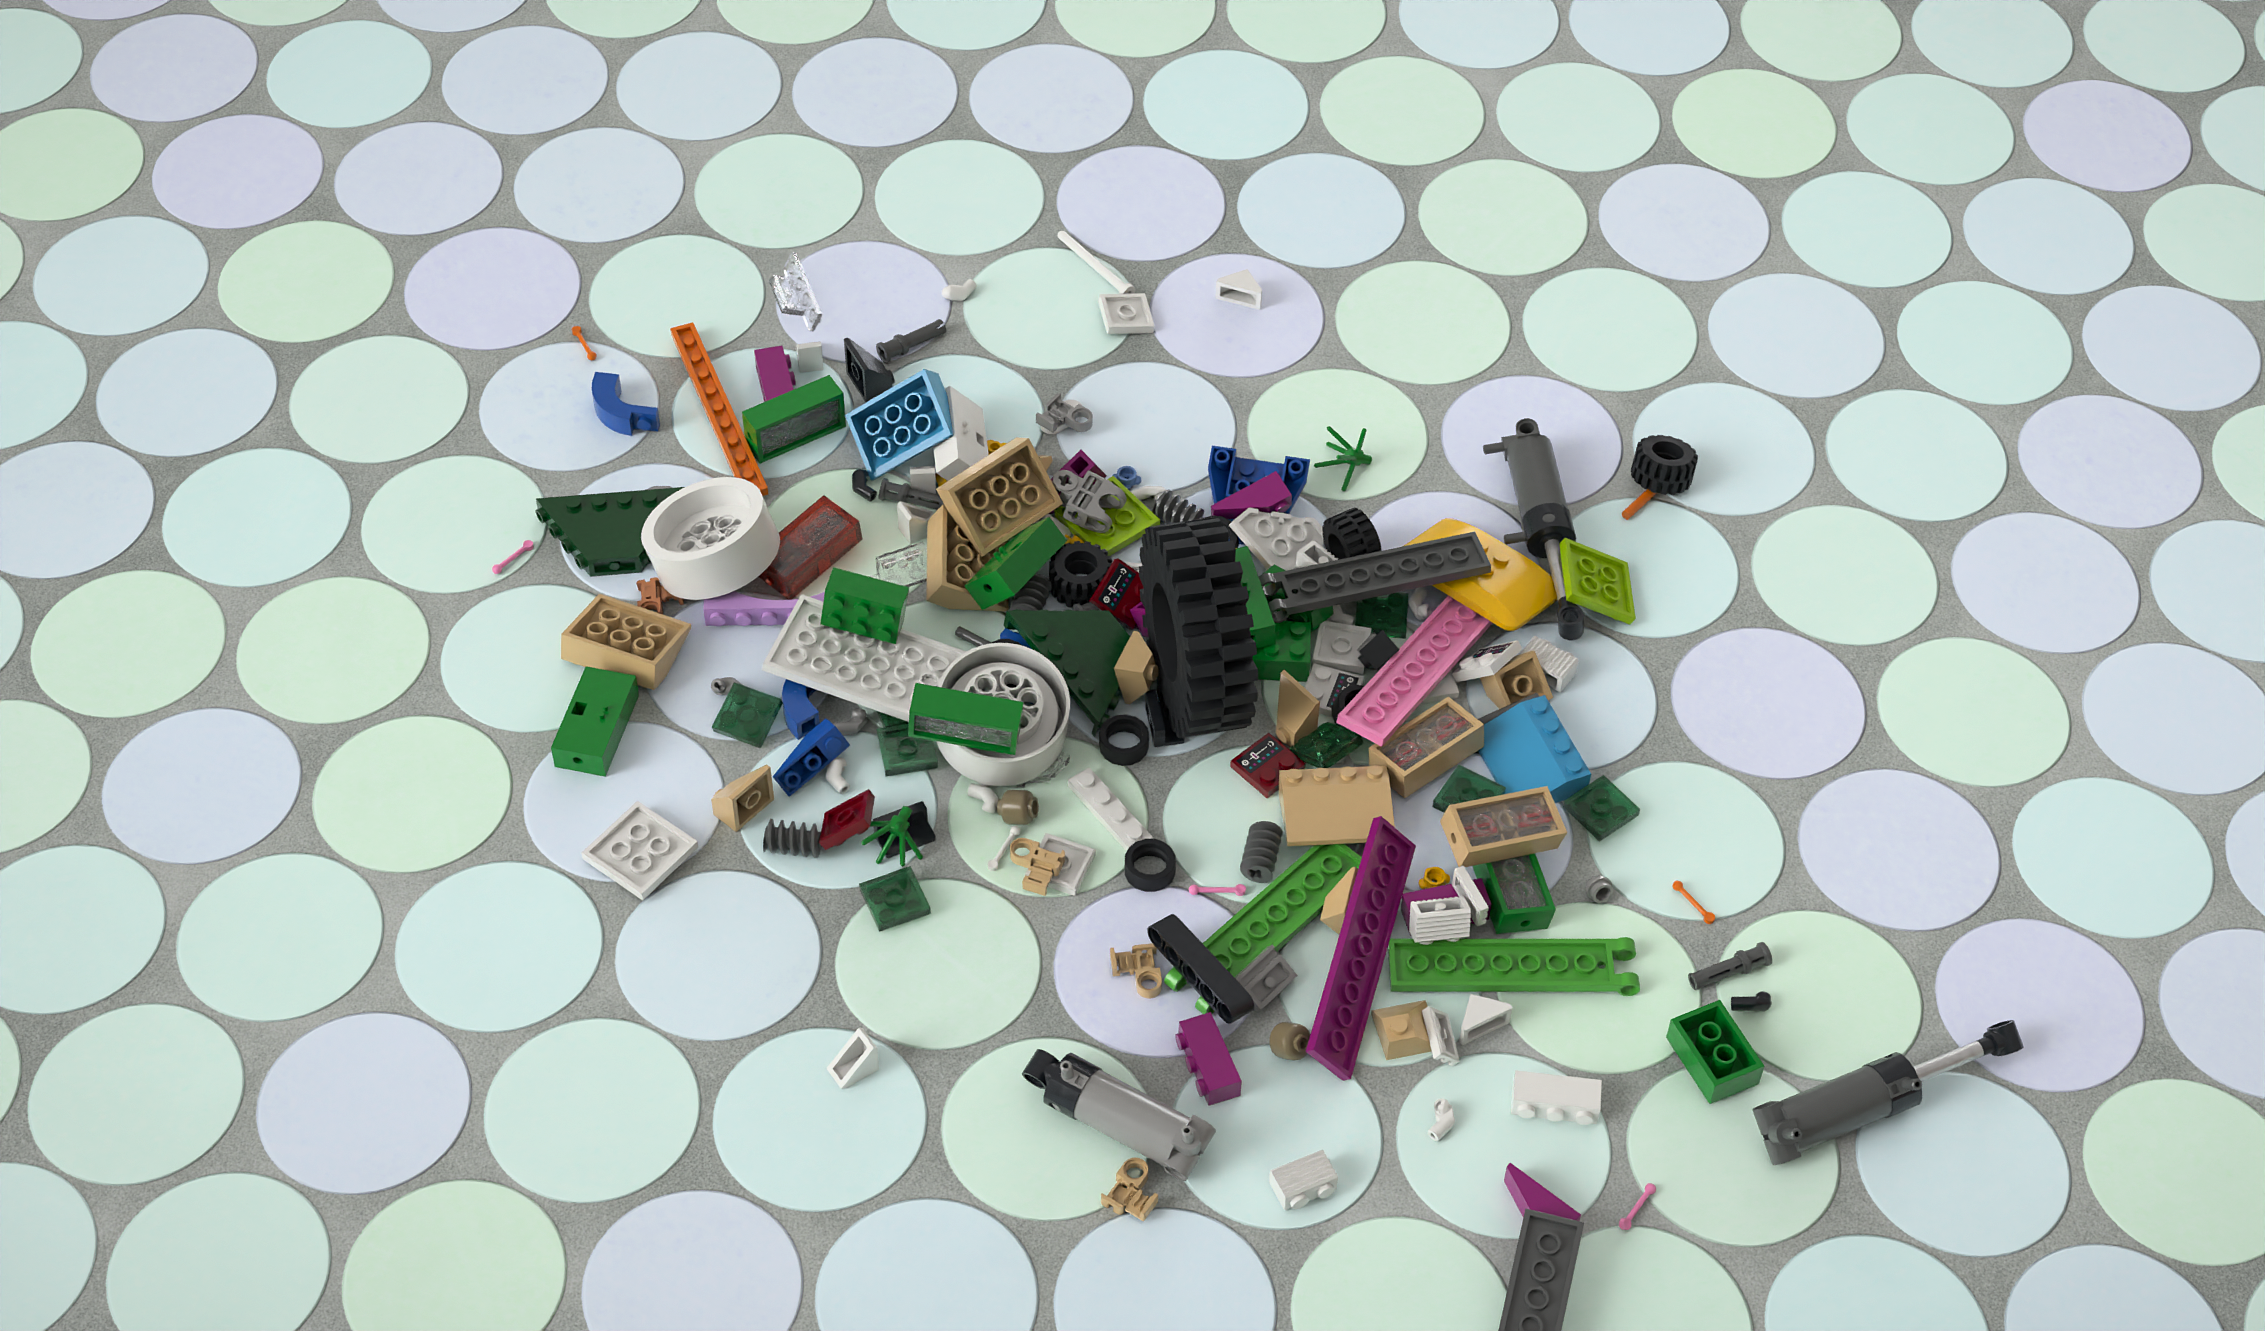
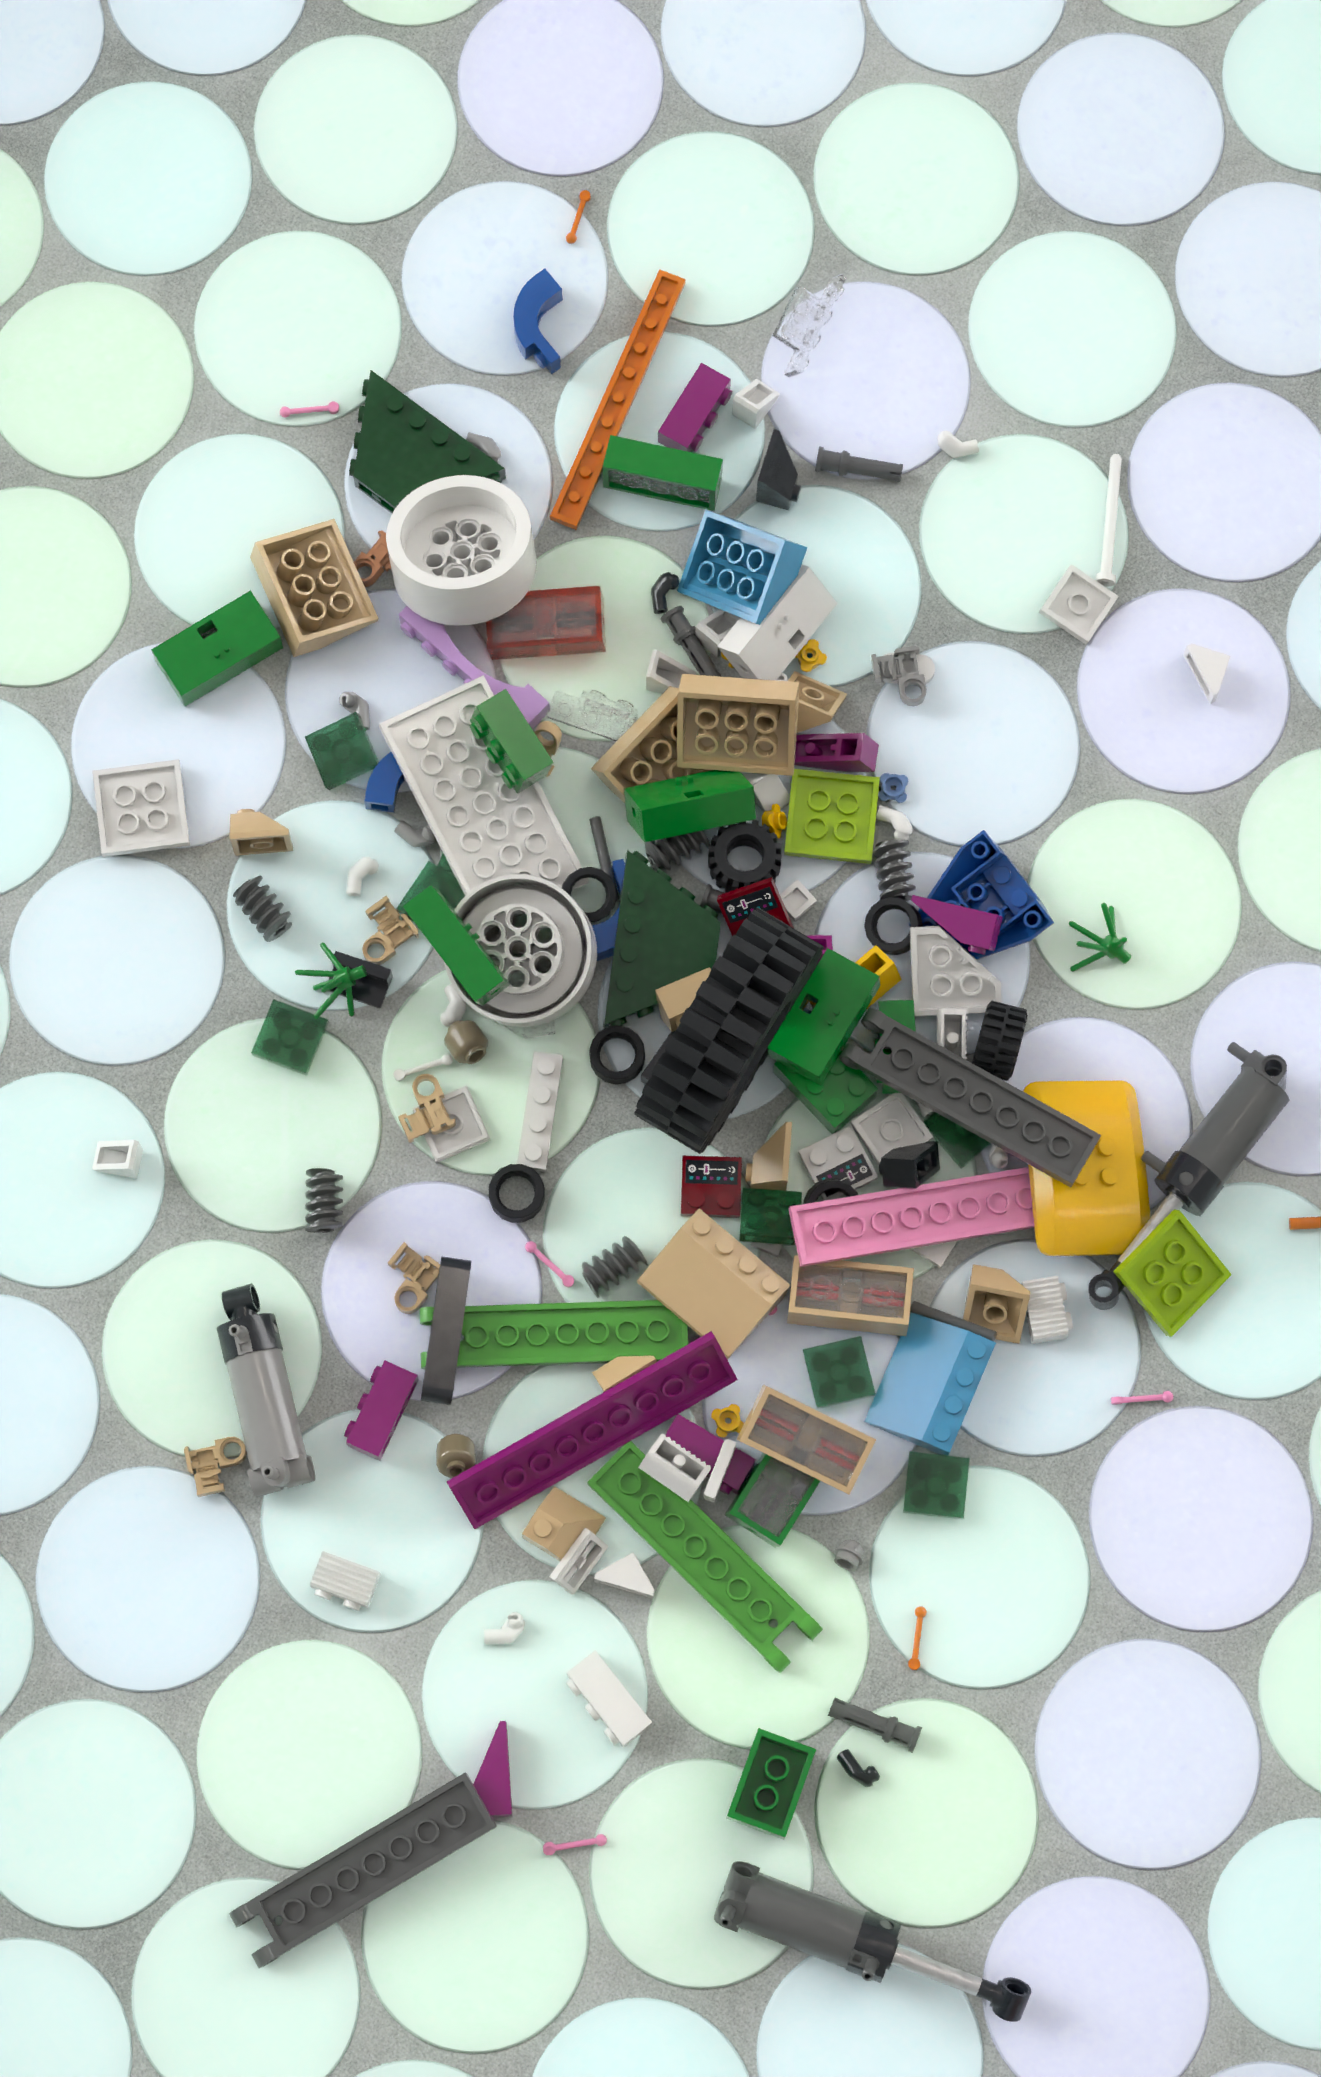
camera: 45 degrees right, 25 degrees up
(810, 756) = (355, 840): blue slope -> none
(847, 820) = (315, 932): dark red plate -> none
(892, 787) = (394, 930): none -> tan piece
(1027, 969) = (322, 1200): none -> dark grey piece
(1088, 499) = (816, 776): light grey piece -> none
(1266, 977) = (495, 1381): light grey plate -> none
(1486, 661) = (987, 1263): white plate -> none
(1670, 655) = (1167, 1396): none -> bright pink hinge

